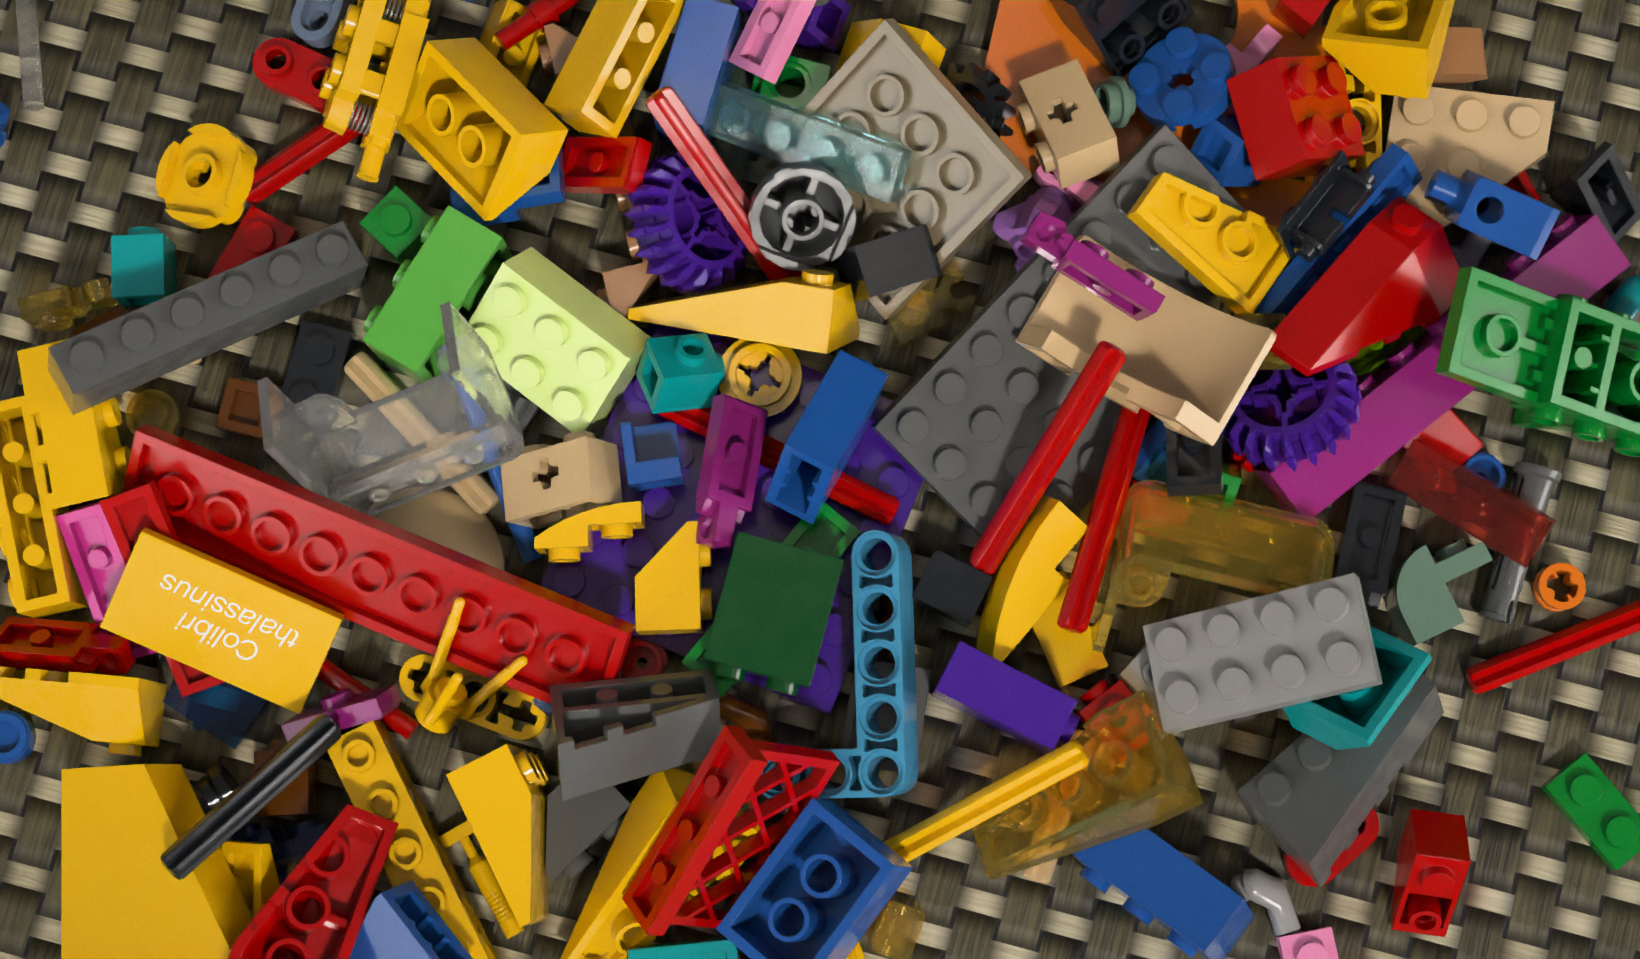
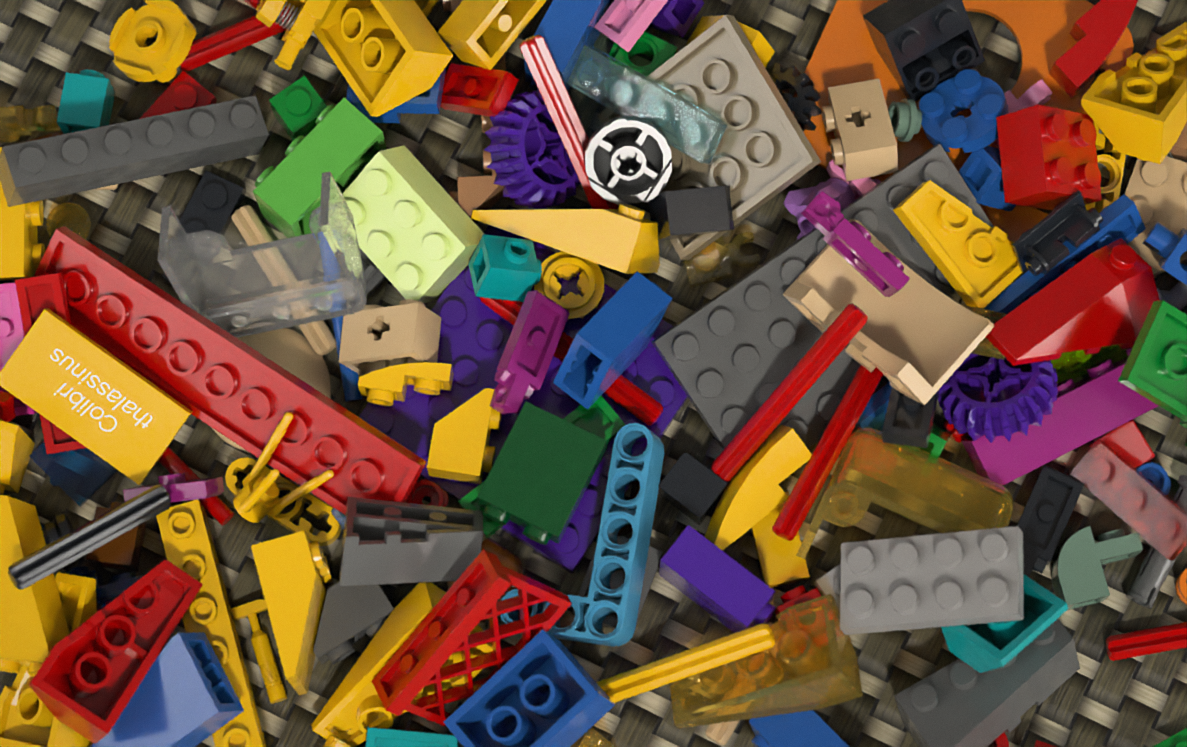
camera: 10 degrees right, 5 degrees down
(240, 409) = (142, 233): reddish brown plate -> none
(652, 455) = (468, 332): blue panel -> none

